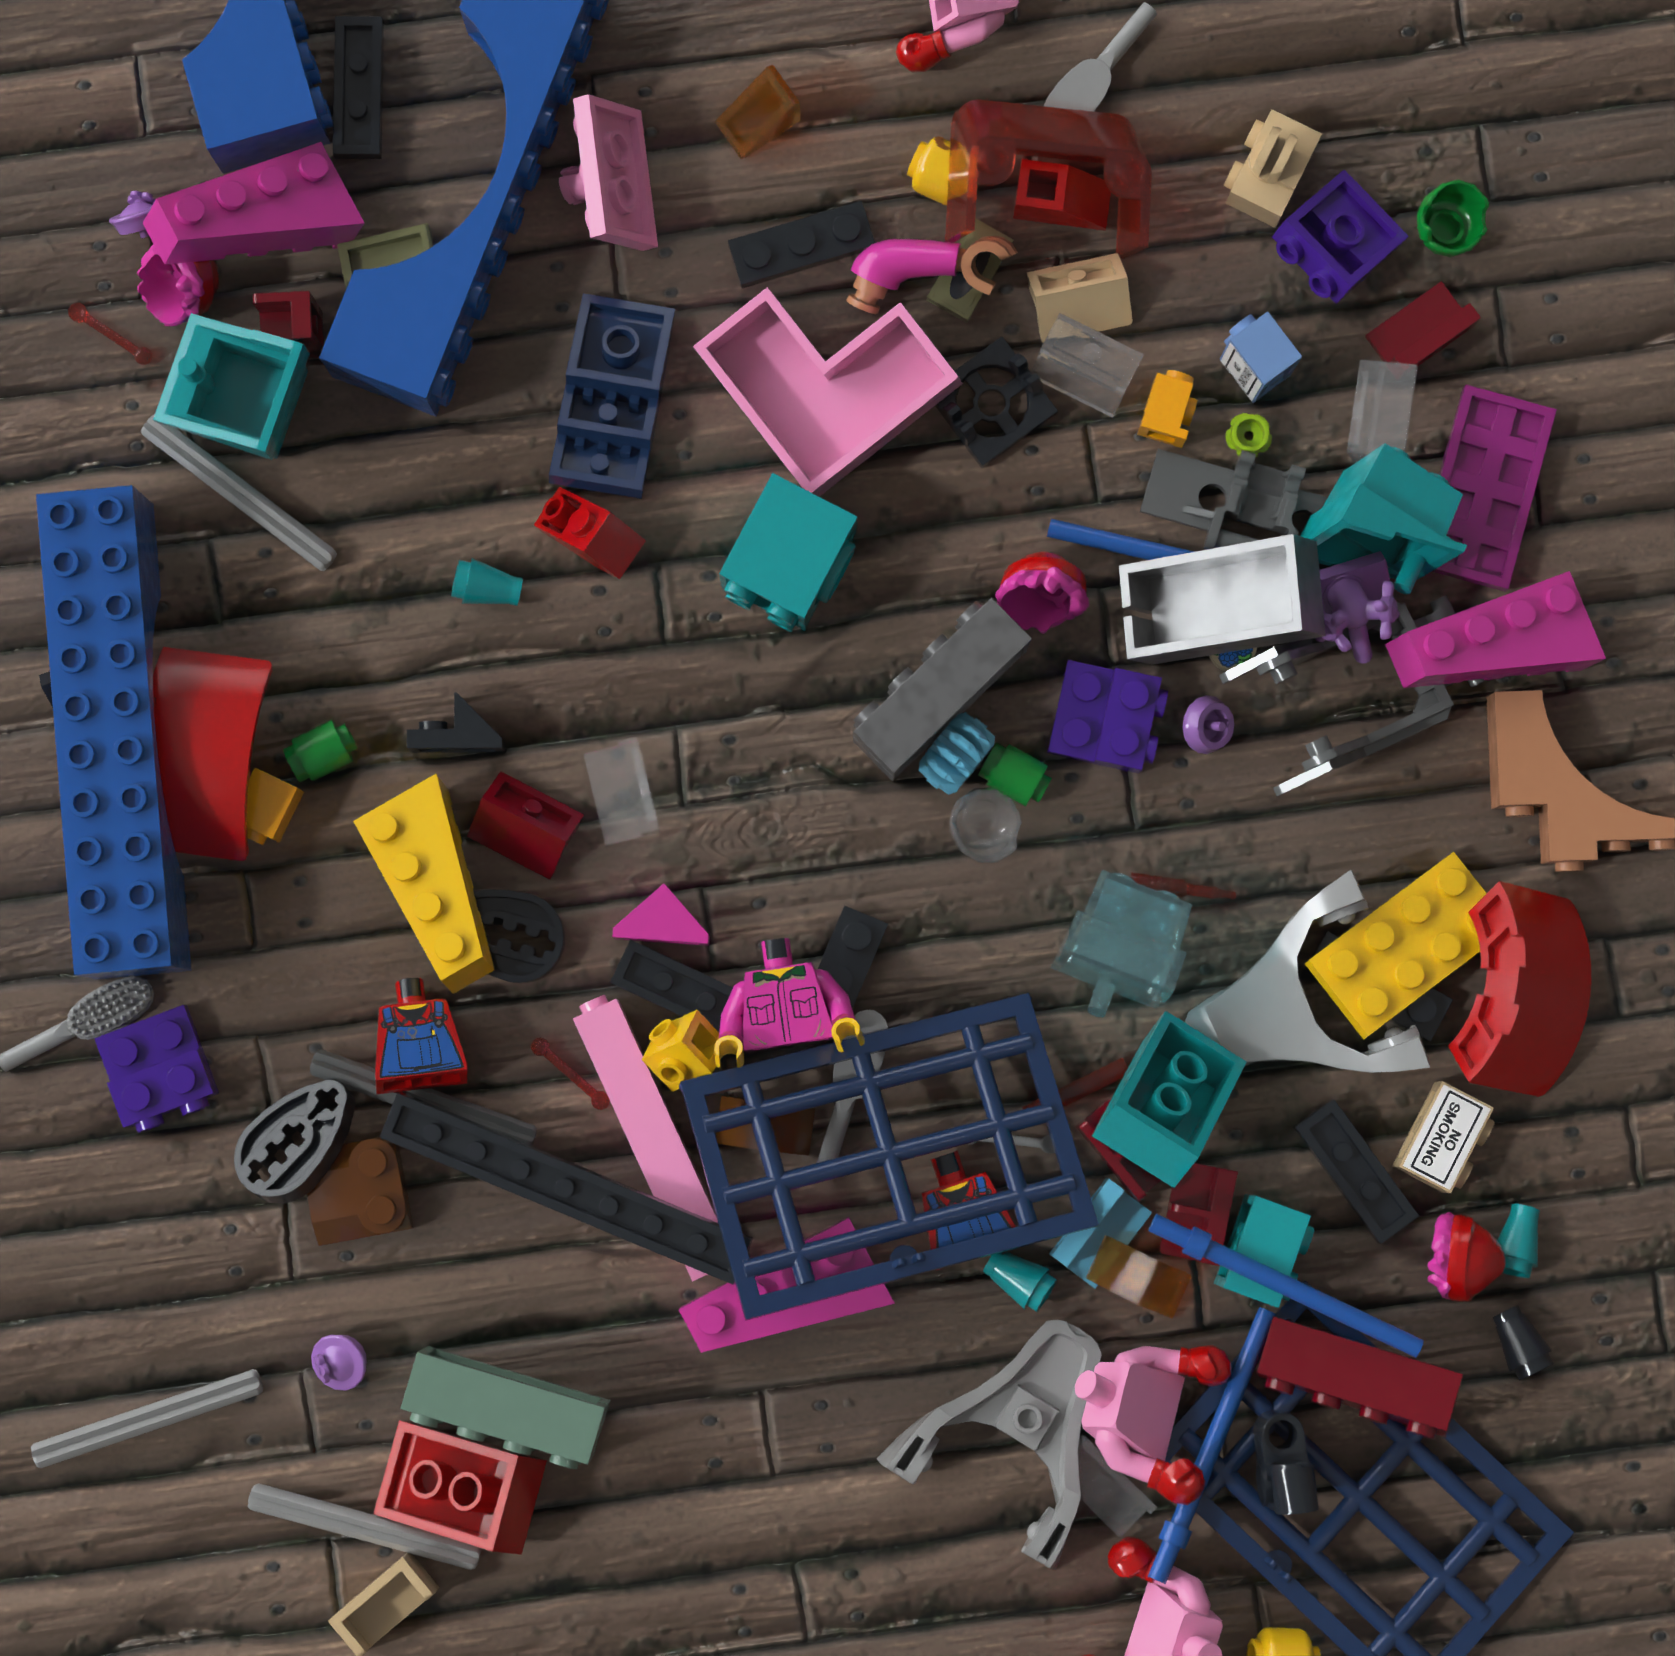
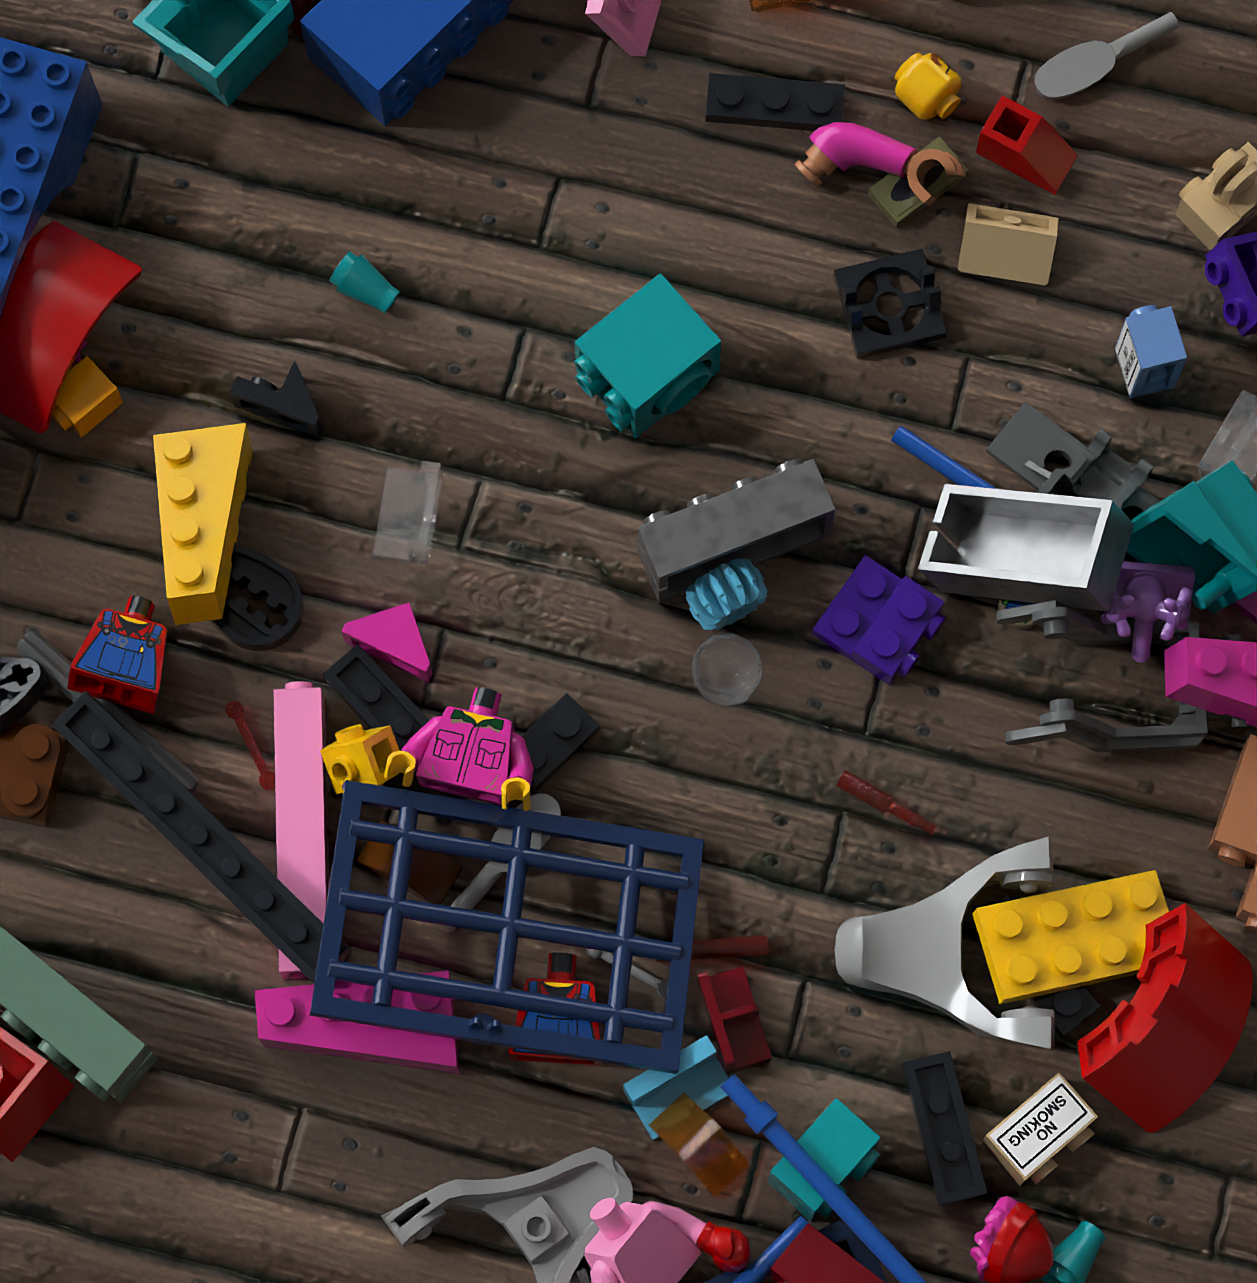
camera: 25 degrees right, 10 degrees down
(240, 493) = (182, 122): light grey axle -> none
(320, 751) = (152, 369): green brick -> none
(524, 824) = (306, 506): dark red panel -> none
(590, 532) = (477, 273): red slope -> none
(612, 396) = (548, 166): dark blue slope -> none
(829, 412) = (739, 249): bright pink piece -> none
(992, 133) = (985, 63): clear red windscreen -> none
(1015, 774) = (774, 636): green brick -> none
(1021, 1279) = (586, 1100): teal cone -> none
(1042, 591) = (866, 482): dark pink hair -> none
(1086, 365) = (988, 301): clear panel -> none
(1125, 942) = (807, 821): clear light blue piece -> none
(1168, 408) = (1047, 368): light orange brick -> none
(1169, 1099) = (792, 980): teal brick -> none
(1202, 1201) = (792, 1094): dark red panel -> none
(1207, 724) = (970, 663): medium lavender hat -> none
(1249, 423) = (1115, 411): lime plate -> none

